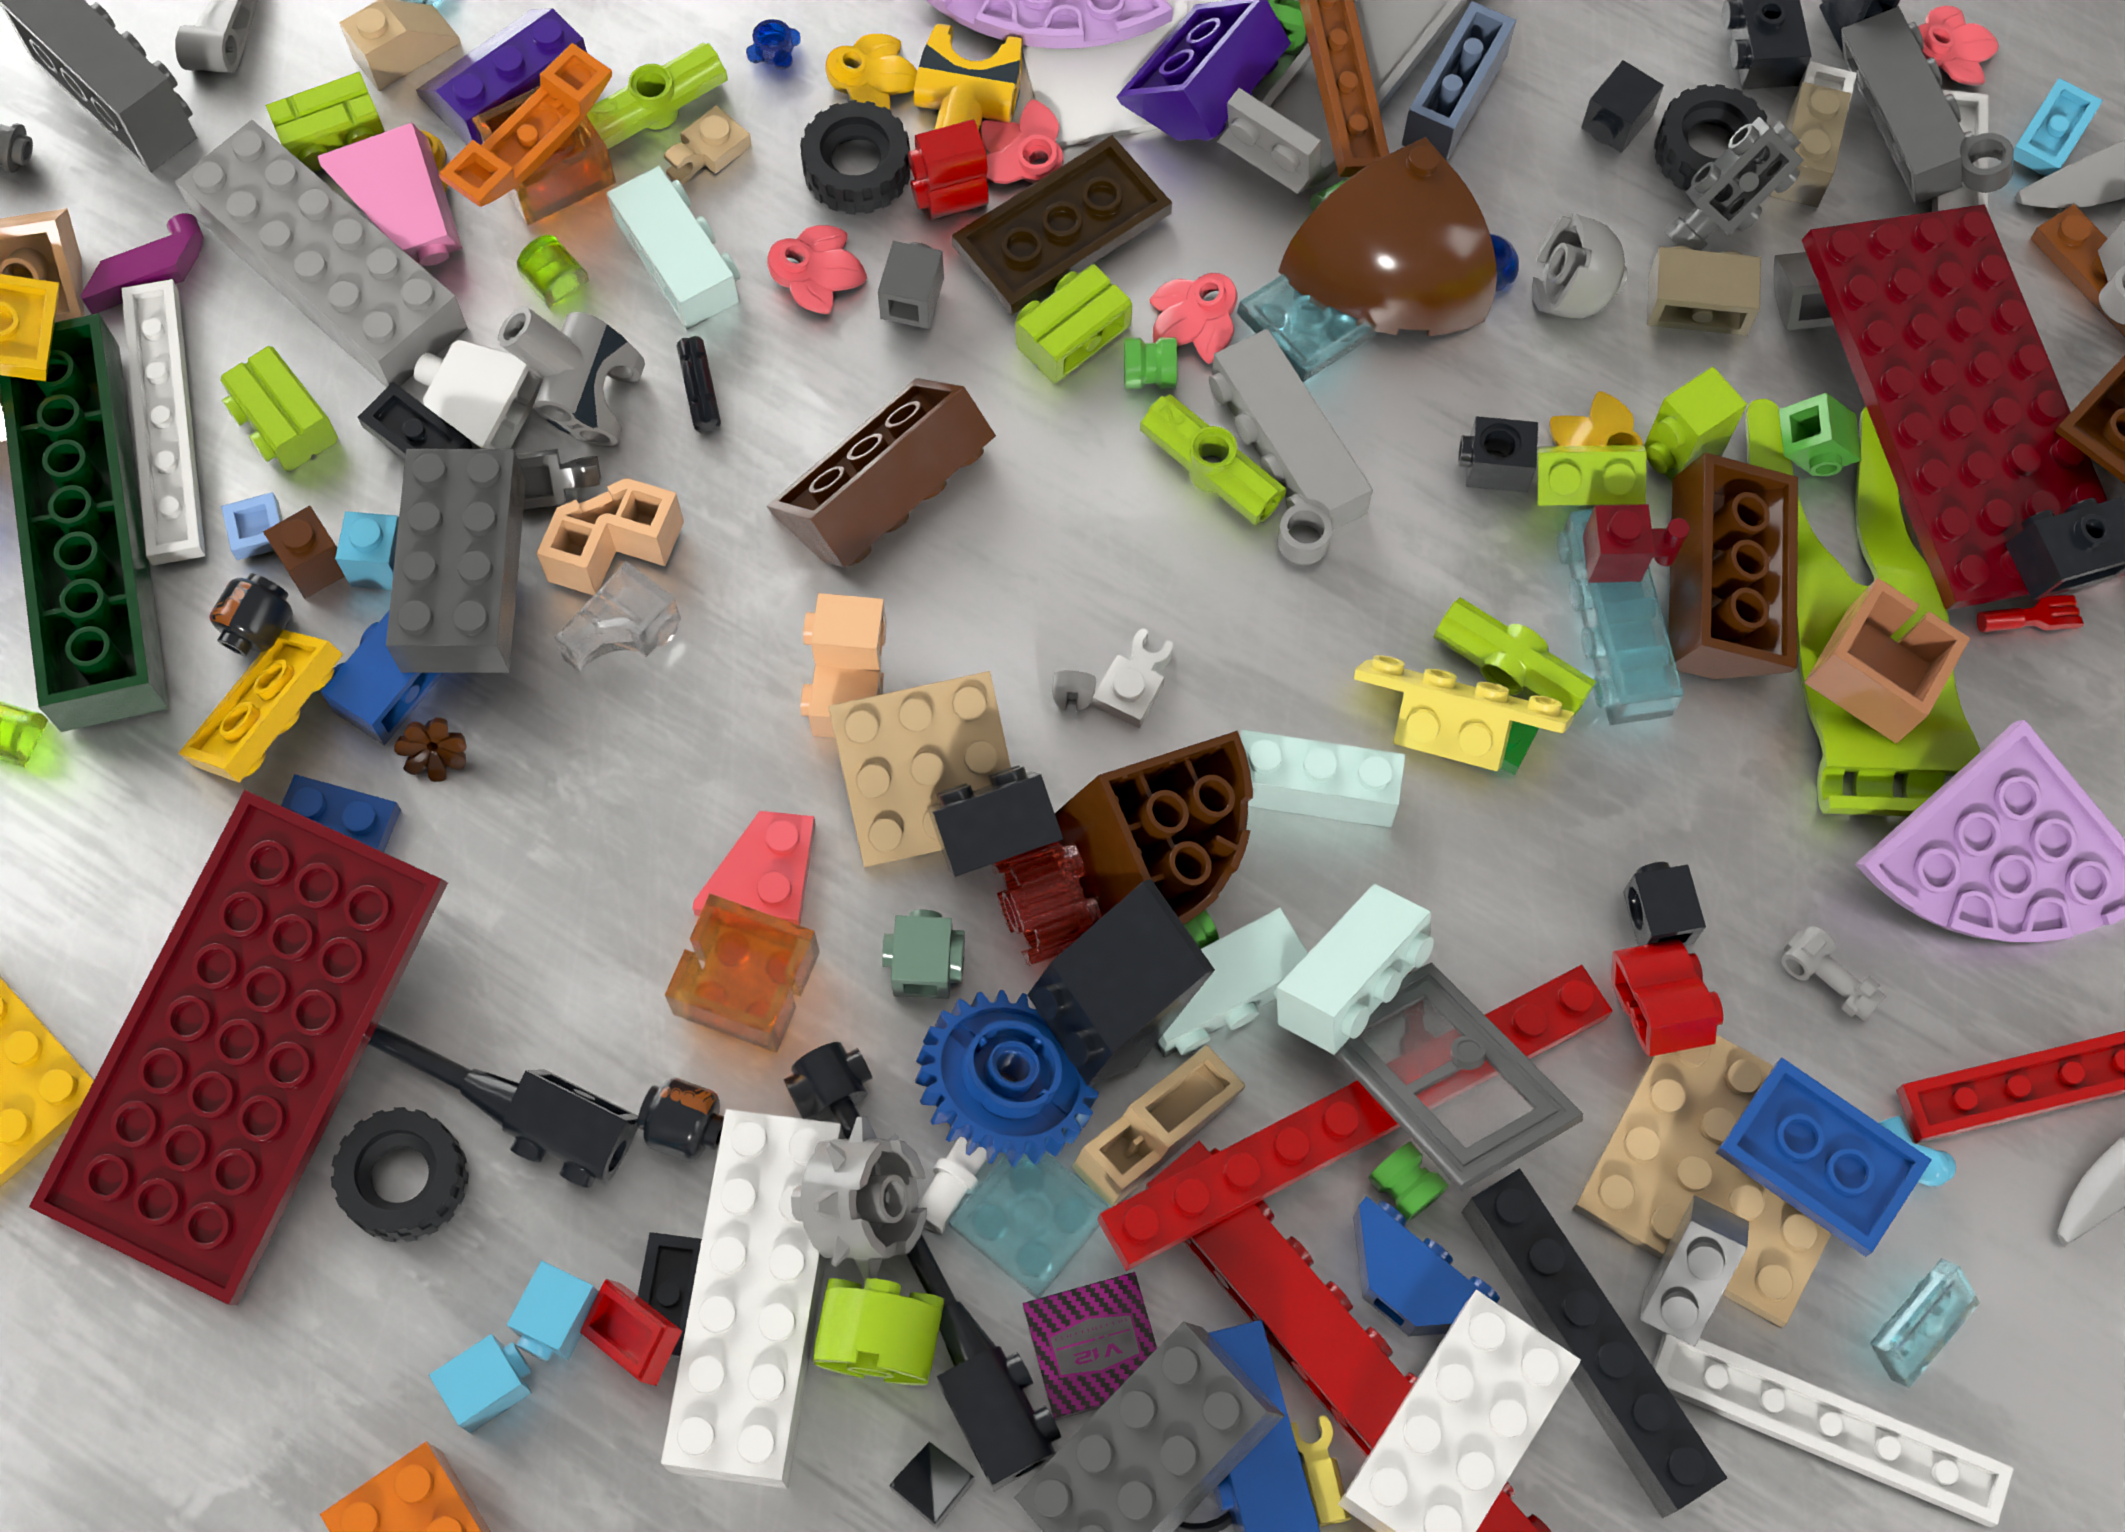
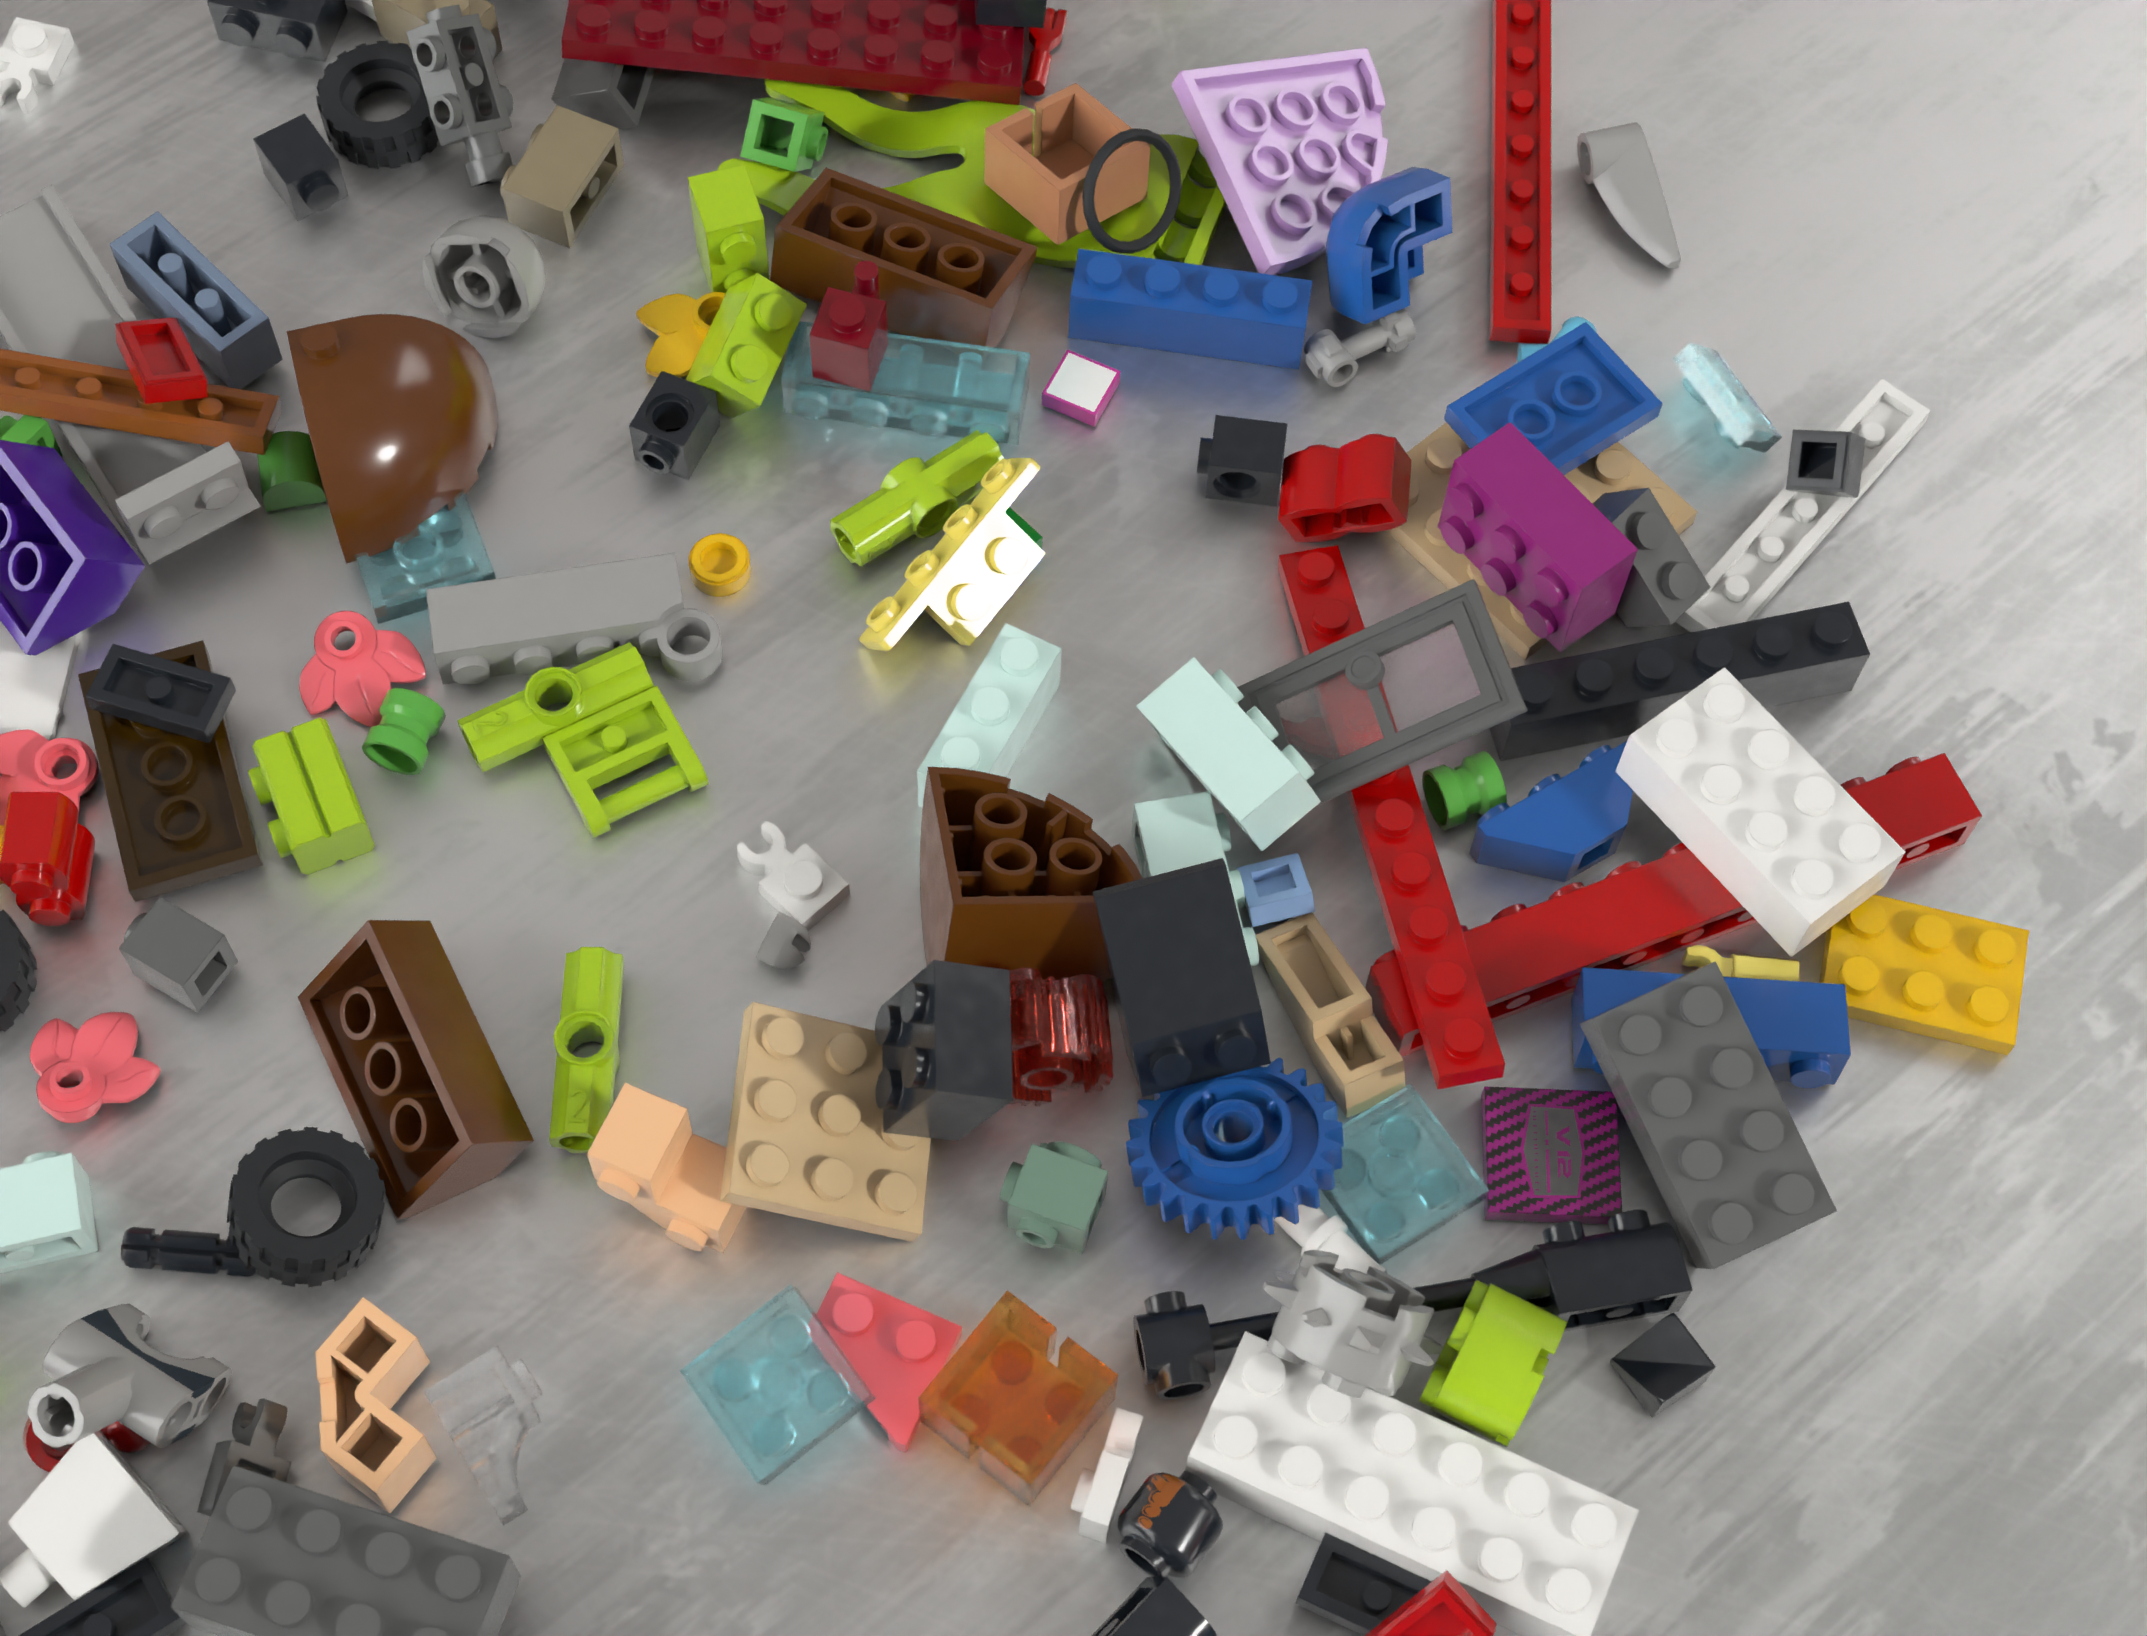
camera: 75 degrees left, 5 degrees down
(699, 1063) = (1100, 1490): none -> white plate
(709, 801) = (777, 1385): none -> clear light blue plate
(752, 399) = (296, 1257): none -> black tyre
(965, 573) = (588, 1013): none -> lime piece
(1109, 189) = (161, 693): none -> black plate
(1198, 513) = (617, 744): none -> lime plate
(1254, 1049) = (1276, 890): none -> light blue plate
(1383, 74) = (161, 360): none -> red tile
(1393, 534) = (719, 565): none -> yellow tile
(1661, 1162) = (1535, 537): none -> magenta brick
(1684, 755) = (1080, 388): none -> white tile
(1799, 816) = (1188, 308): none -> blue brick
(1880, 1428) = (1825, 462): none -> black slope
(1892, 677) = (1098, 161): none -> black tyre
(1935, 950) = (1380, 241): none -> blue brick

